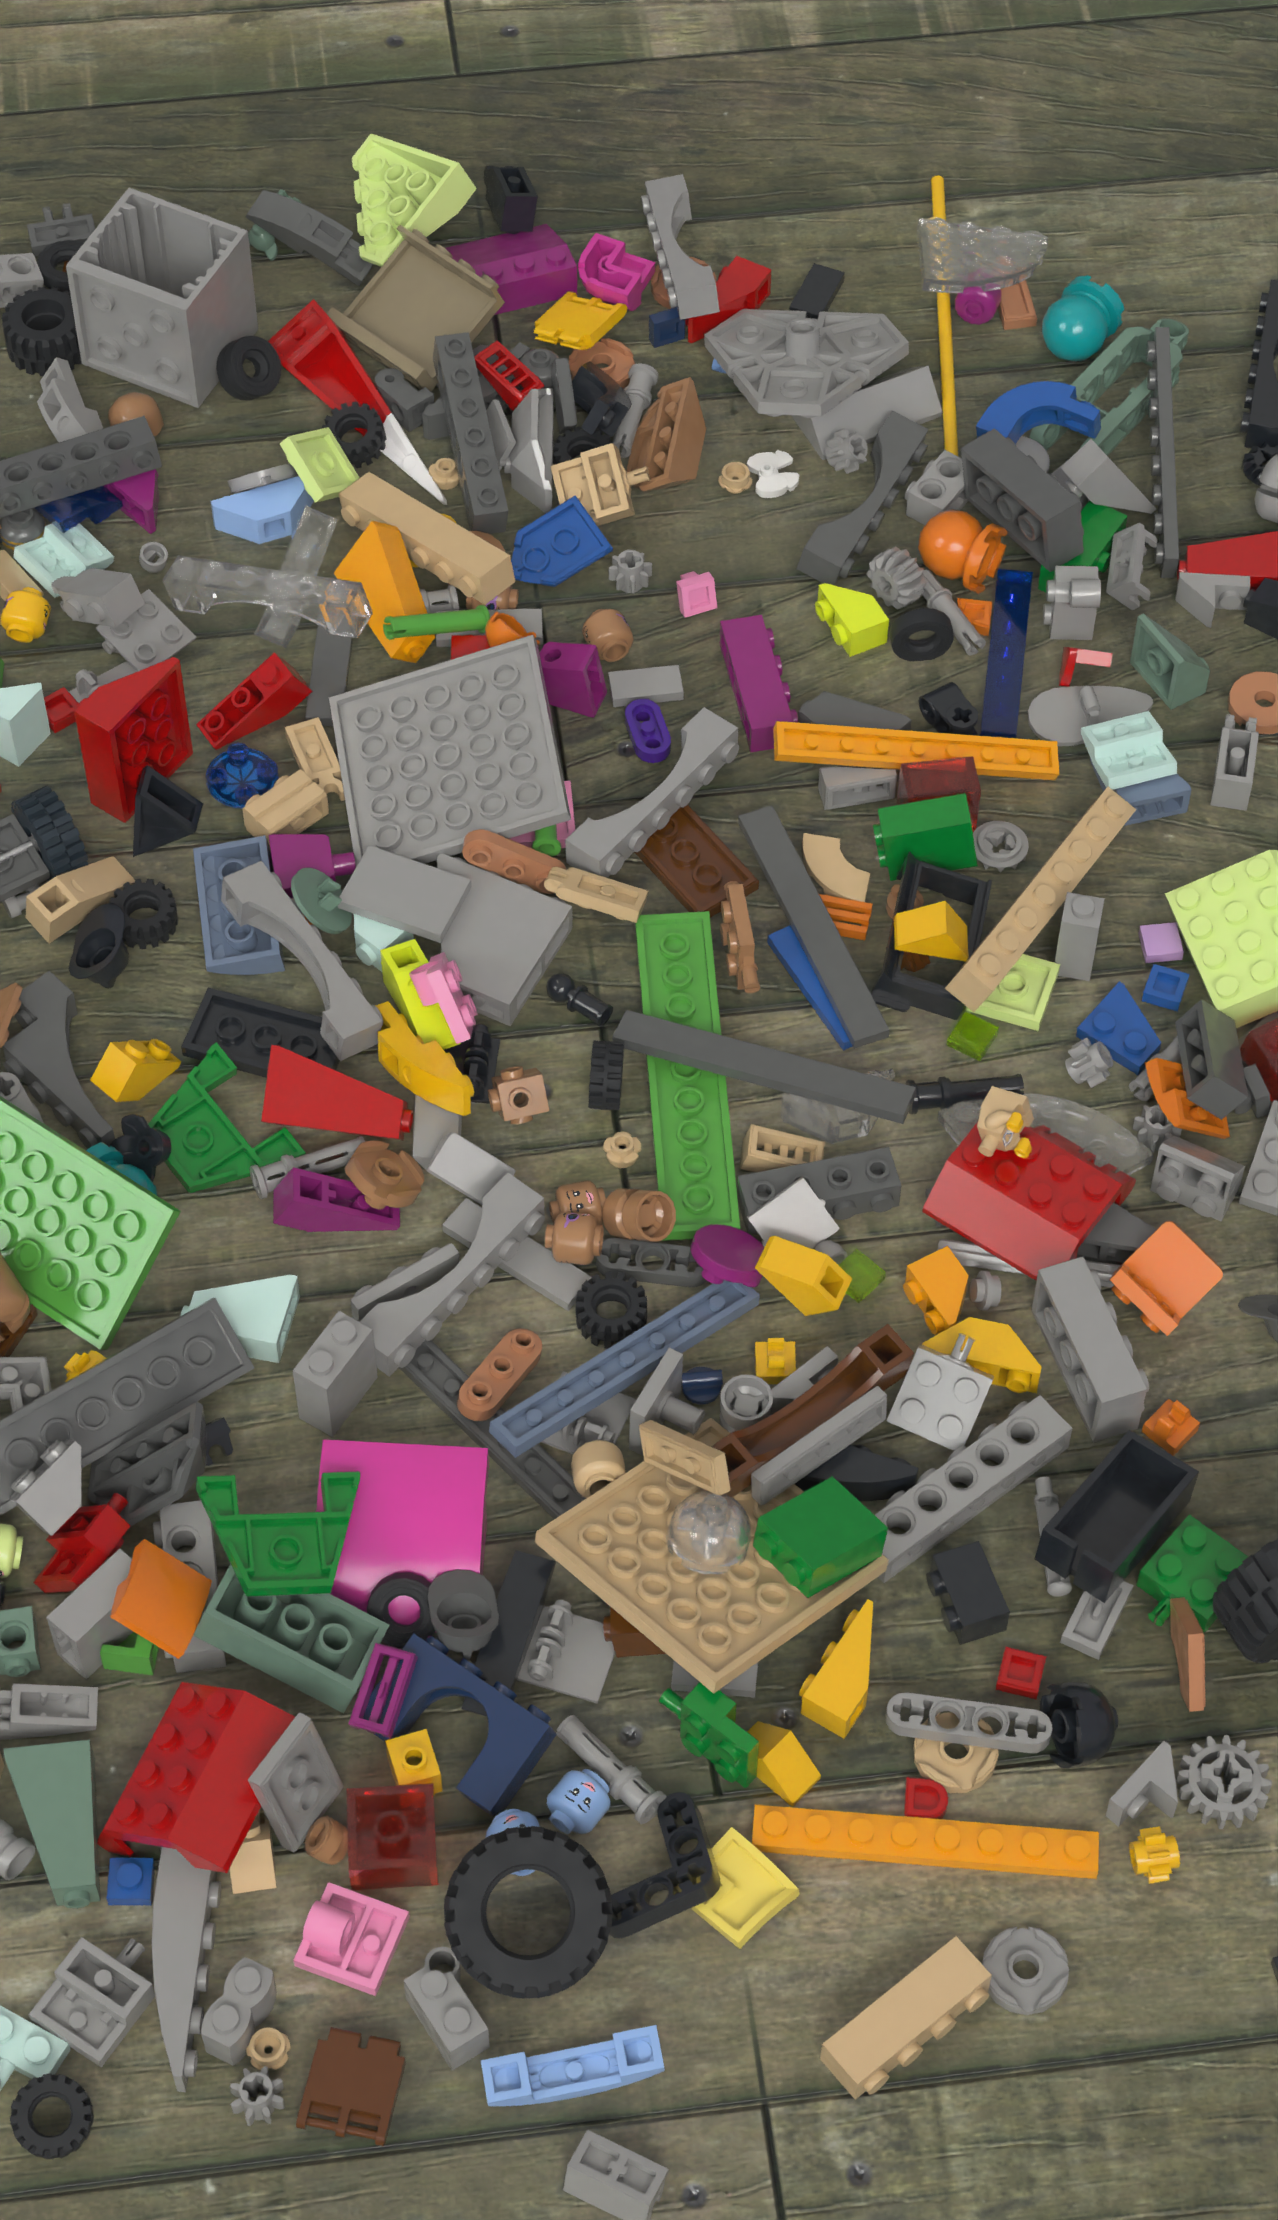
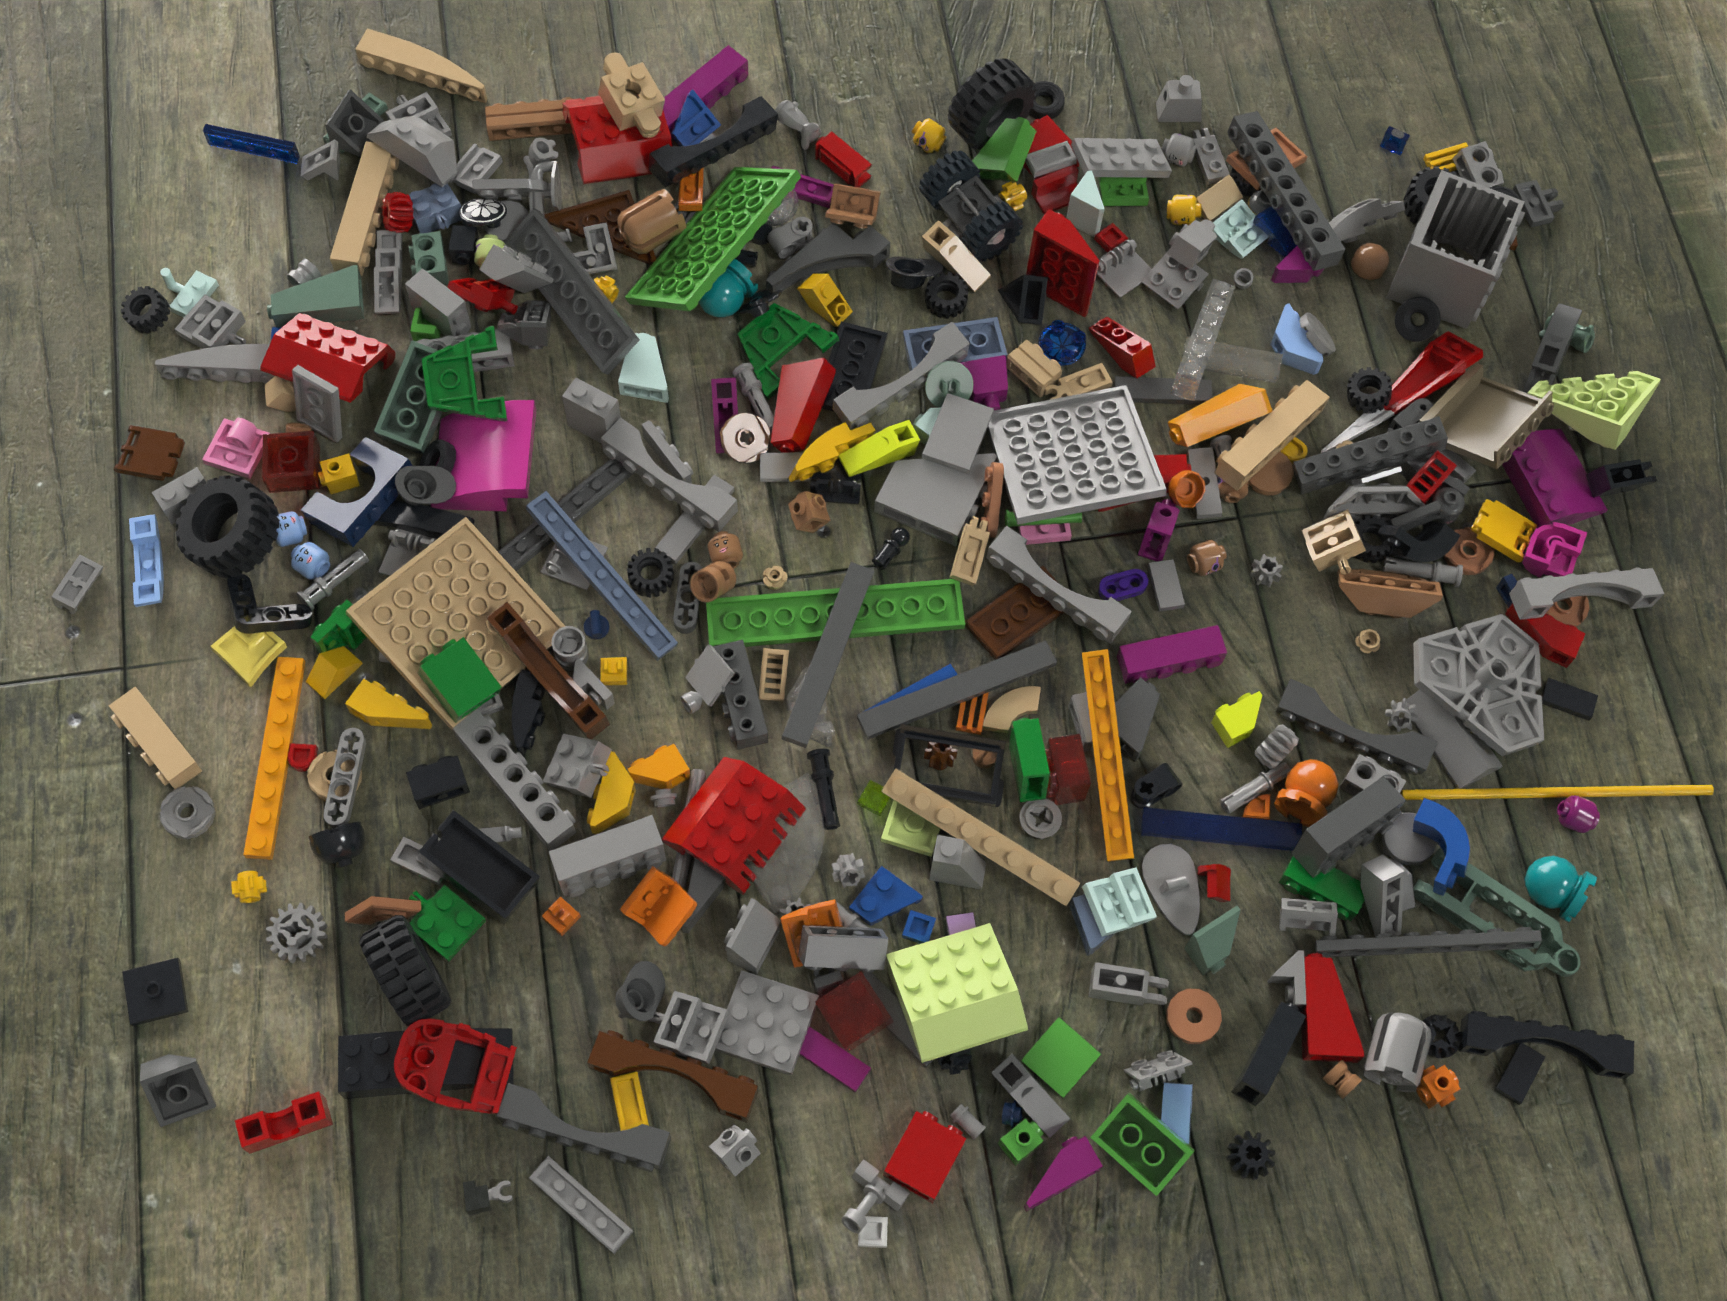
camera: 85 degrees right, 10 degrees up
(161, 1599) = (432, 322): orange slope -> none
(218, 1435) = (562, 354): black tile -> none
(232, 2018) = (196, 393): light grey brick -> none
(264, 2105) = (147, 406): light grey gear -> none
(268, 2038) = (175, 406): tan plate -> none
(319, 463) = (1329, 364): yellowish green plate -> none
(390, 1720) = (372, 449): magenta tile -> none
(436, 623) = (1187, 439): bright green pin -> none
(440, 984) = (870, 458): bright pink plate -> none
(467, 1167) = (749, 484): light grey slope -> none
(498, 1385) = (610, 518): nougat plate -> none
(558, 545) = (1284, 523): blue tile -> none
(574, 1238) = (693, 544): medium nougat head -> none
(596, 1466) = (527, 562): tan head -> none
(606, 1075) = (822, 560): black tyre -> none
(661, 1402) = (570, 595): light grey tile -> none
(684, 1457) = (510, 595): tan tile -> none
(696, 593) = (1250, 613): bright pink tile -> none
(709, 1532) = (461, 614): clear cylinder -> none
(727, 1255) = (683, 636): magenta tile -> none
(738, 935) = (937, 639): medium nougat plate -> none
(770, 482) = (1369, 667): white piece -> none
(803, 1276) = (665, 678): yellow slope -> none
(819, 1446) = (529, 683): light grey tile -> none
(864, 1274) = (679, 721): clear neon green tile -> none
(916, 621) = (1223, 763): black tyre -> none
(932, 932) = (935, 757): yellow slope -> none
(975, 256) = (1617, 808): clear plate -> none
(1001, 1122) = (761, 788): tan piece -> none
(1016, 307) = (1588, 845): nougat tile -> none
(1021, 1673) = (385, 815): red tile -> none
(1073, 602) = (1263, 869): light grey hinge -> none
(1150, 1782) = (298, 888): light grey slope -> none

